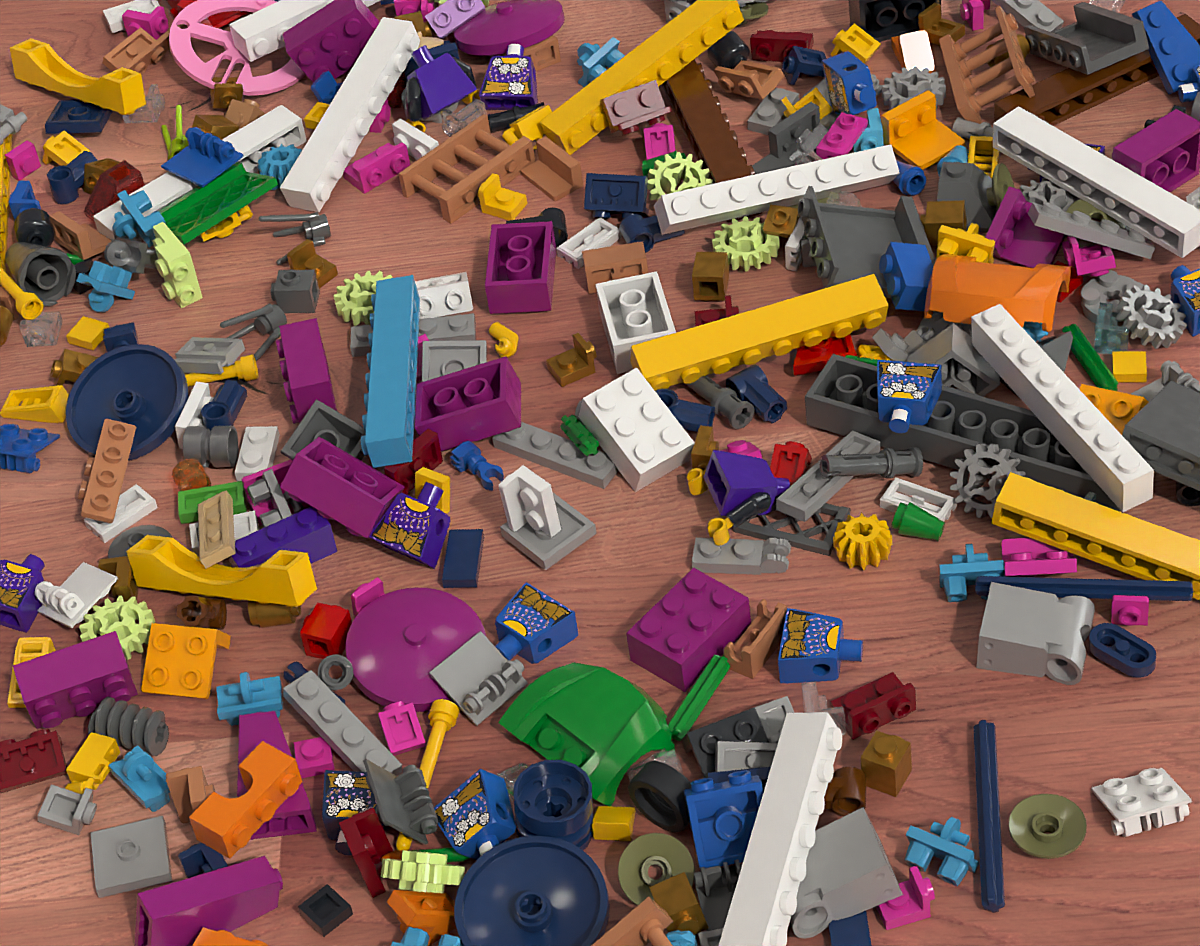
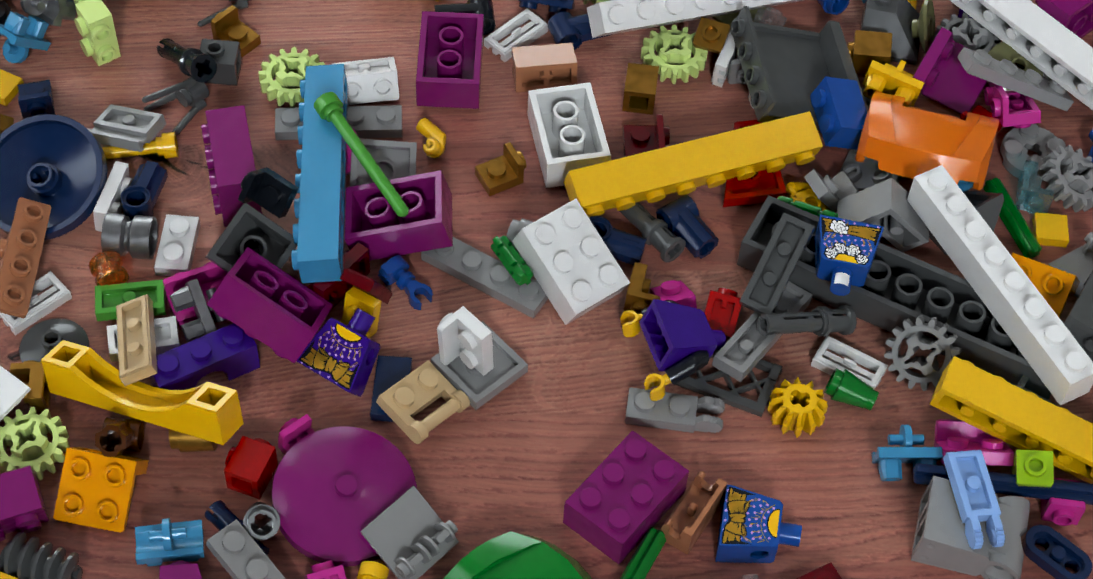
camera: 10 degrees left, 10 degrees up
(266, 289) = (190, 60): none -> black pin
(338, 387) = (268, 191): none -> black bracket
(398, 312) = (330, 109): none -> bright green piece
(438, 464) = (366, 285): none -> dark red tile
(487, 557) = (416, 393): none -> tan plate
(534, 625) = (465, 478): blue torso -> none
(838, 410) = (777, 265): none -> dark grey plate
(1029, 594) = (974, 497): none -> light blue hinge
(1094, 568) = (1033, 468): none -> lime bracket

